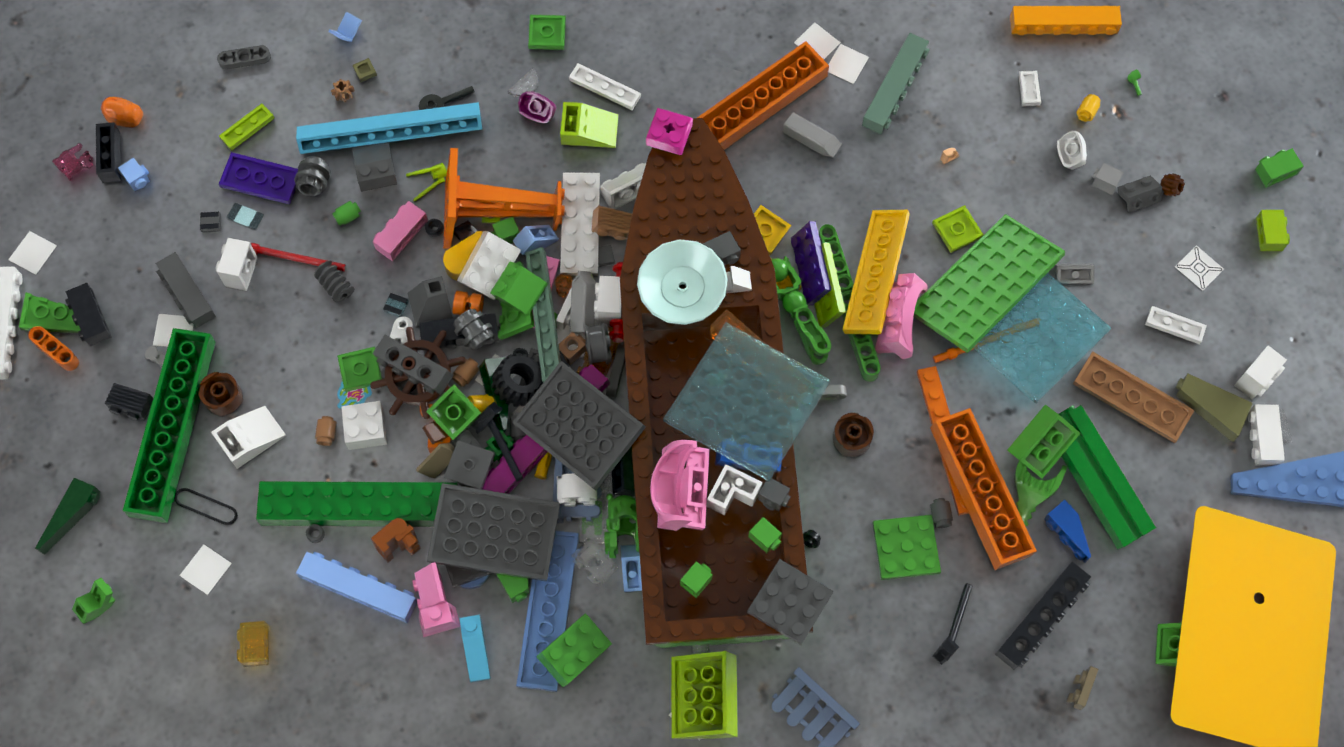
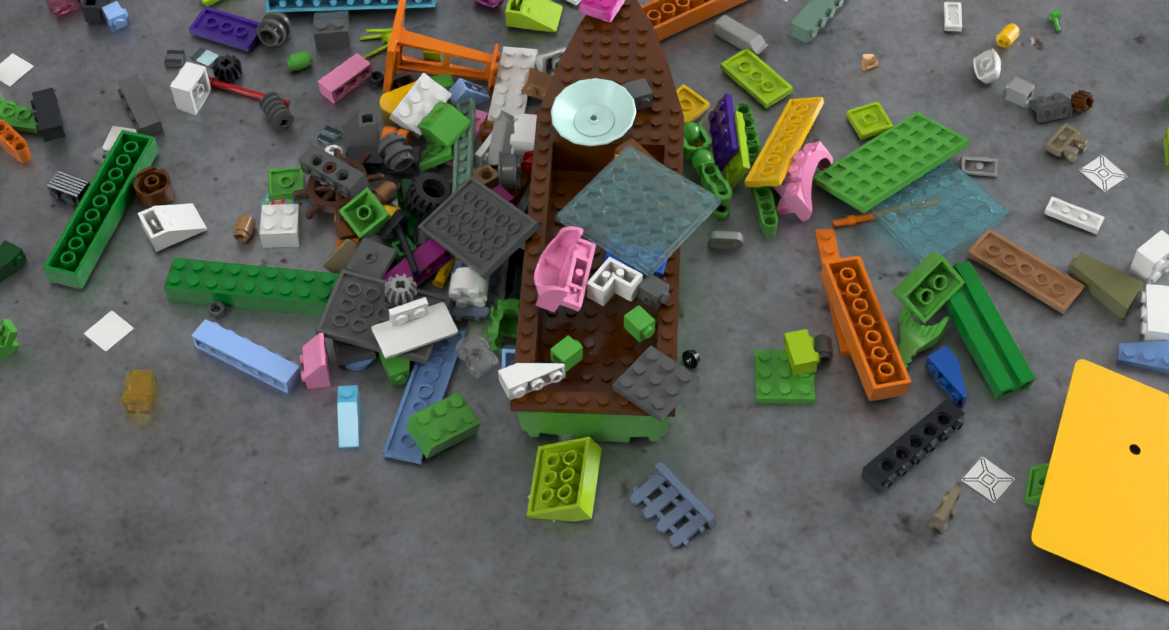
camera: 10 degrees right, 15 degrees down
(201, 513) = (119, 287): black piece -> none
(275, 226) = (227, 68): none -> black gear
(395, 536) = (289, 316): dark orange hips -> none
(438, 619) = (318, 387): bright pink torso -> none
(509, 510) = (400, 289): none -> light grey gear
(528, 547) = (413, 327): none -> white bracket
(657, 613) = (527, 377): none -> white slope
(738, 280) = (645, 121): white slope -> none
(835, 186) = (756, 78): none -> lime plate
(858, 426) = (744, 274): reddish brown brick -> none
(922, 524) = (801, 352): none -> lime brick
(949, 646) = (813, 456): black piece -> none
(1118, 642) = (988, 479): none -> white sticker
(1156, 233) = (1062, 142): none -> dark tan plate

